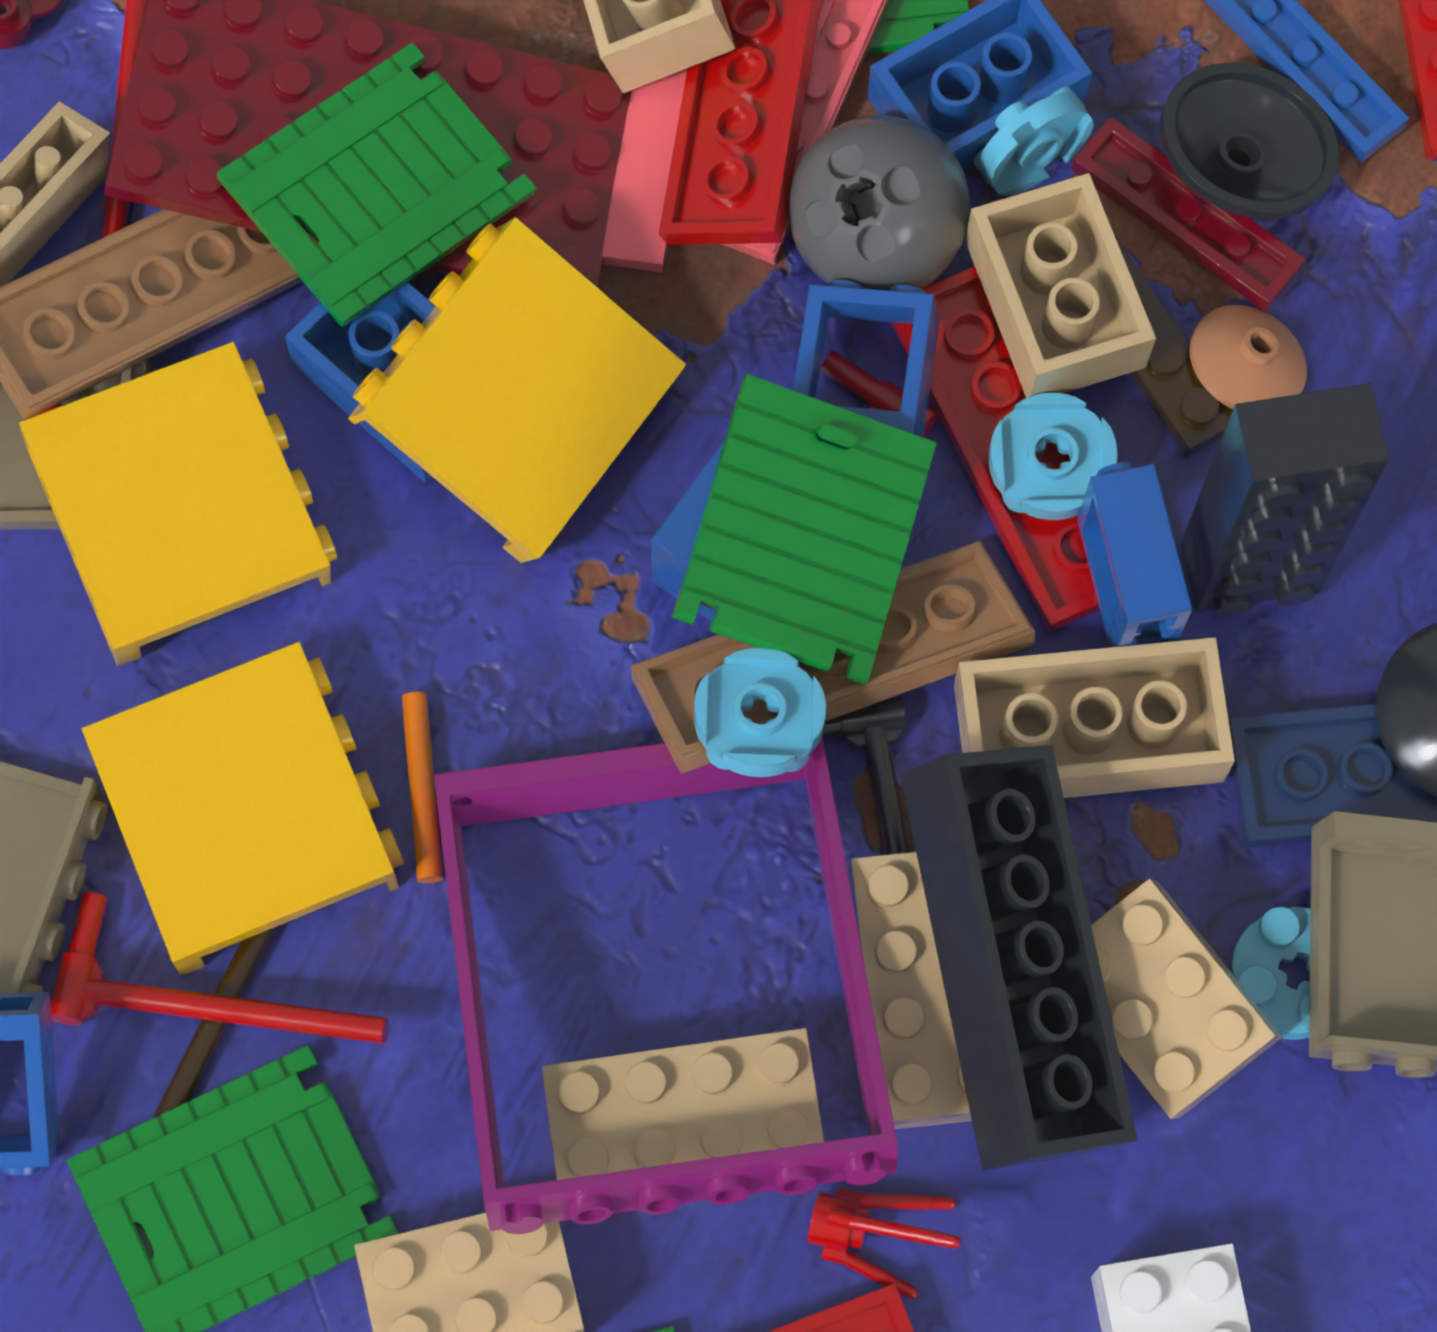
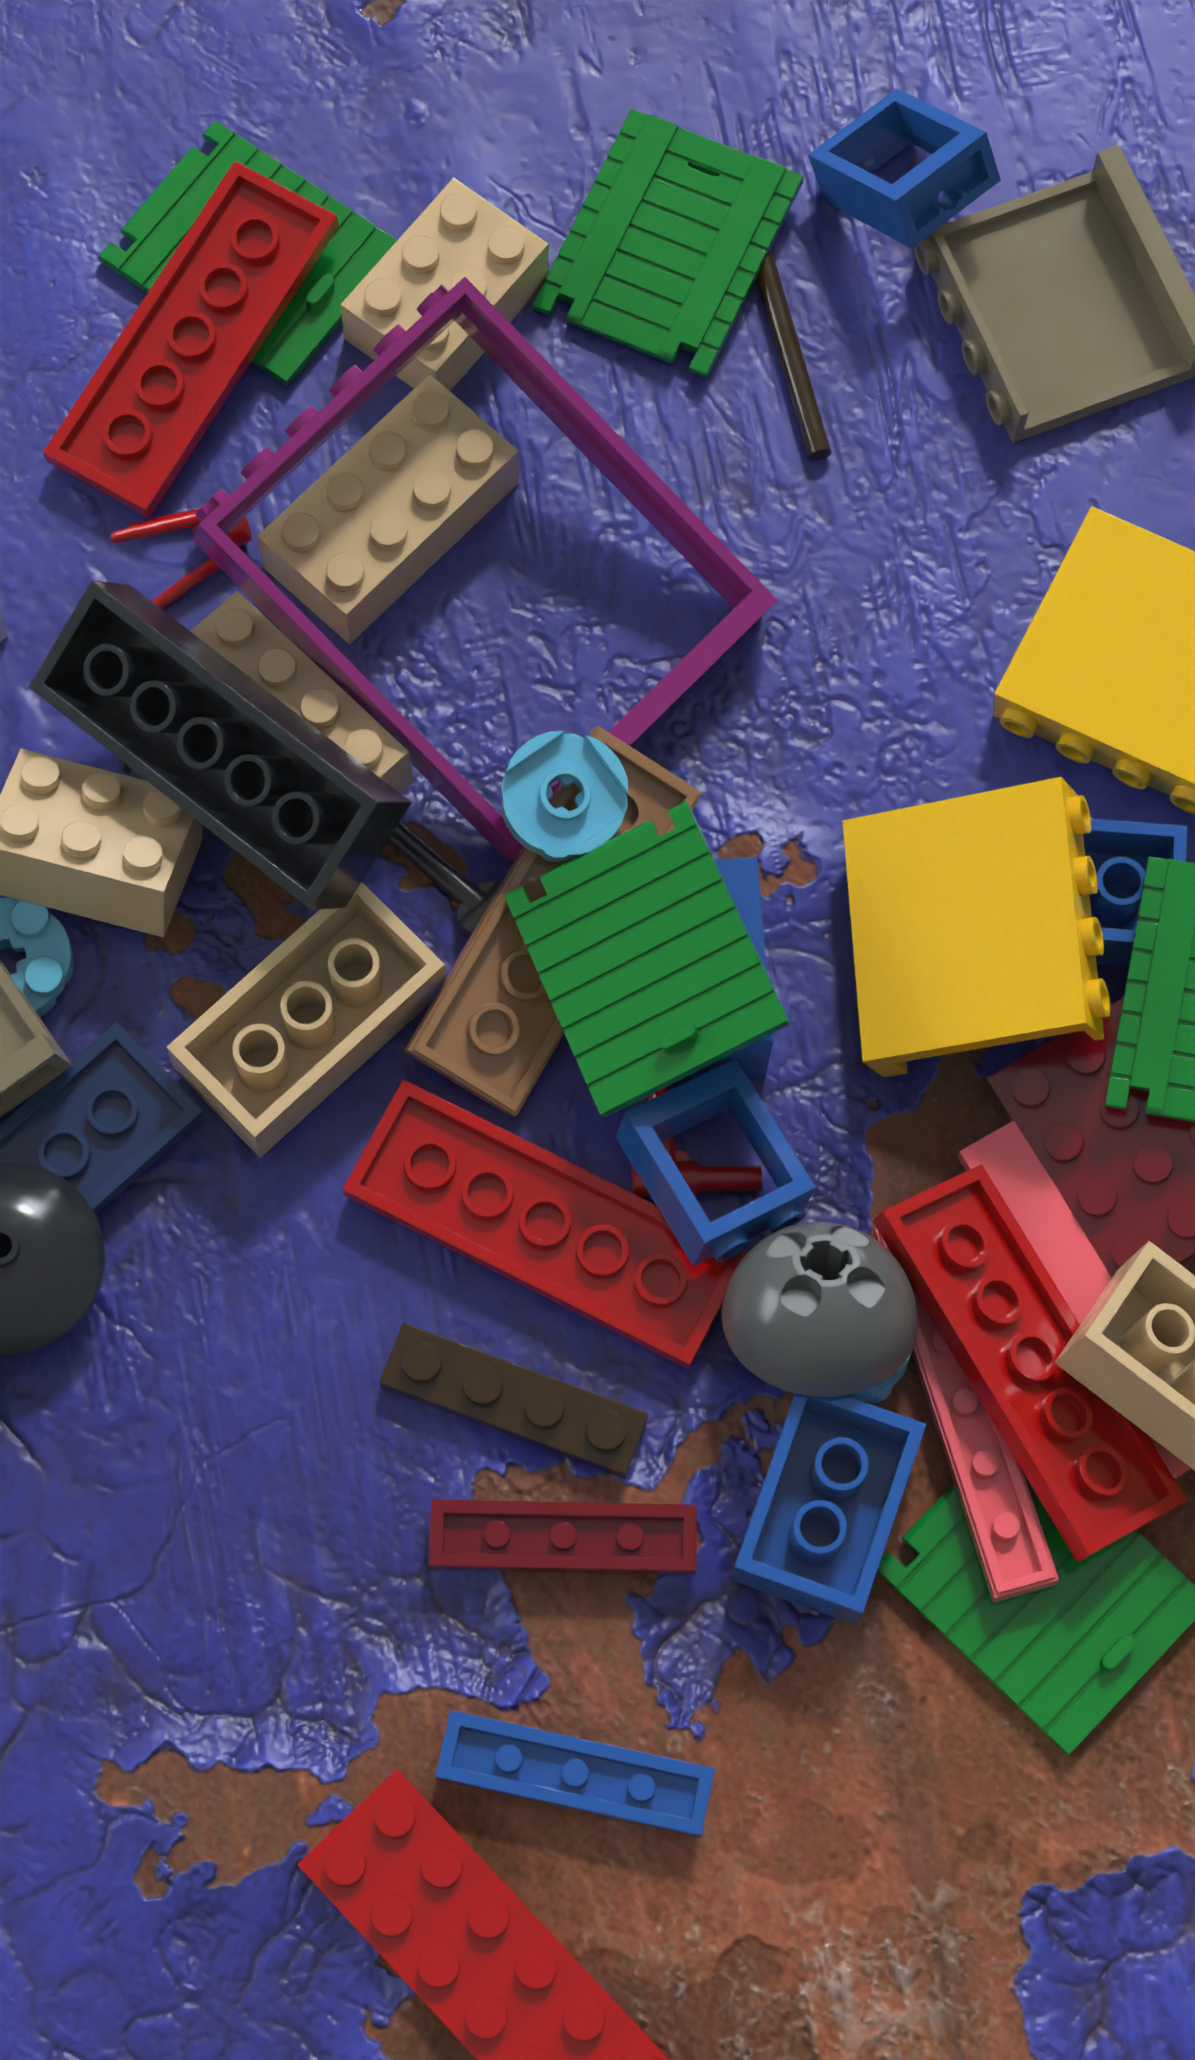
camera: 140 degrees right, 0 degrees up
(83, 988) = (897, 294): red bar -> none
(241, 803) = (899, 491): yellow panel -> none
(422, 787) = (804, 628): orange bar -> none
(1024, 432) = (508, 1169): medium azure plate -> none
(1033, 139) = (746, 1457): medium azure plate -> none
(1059, 287) = (608, 1341): tan brick -> none
(1133, 557) = (366, 1140): blue window -> none
(1246, 356) = (439, 1421): nougat dish -> none
(1249, 140) = (547, 1675): black dish -> none
(1282, 497) = (266, 1216): black brick -> none

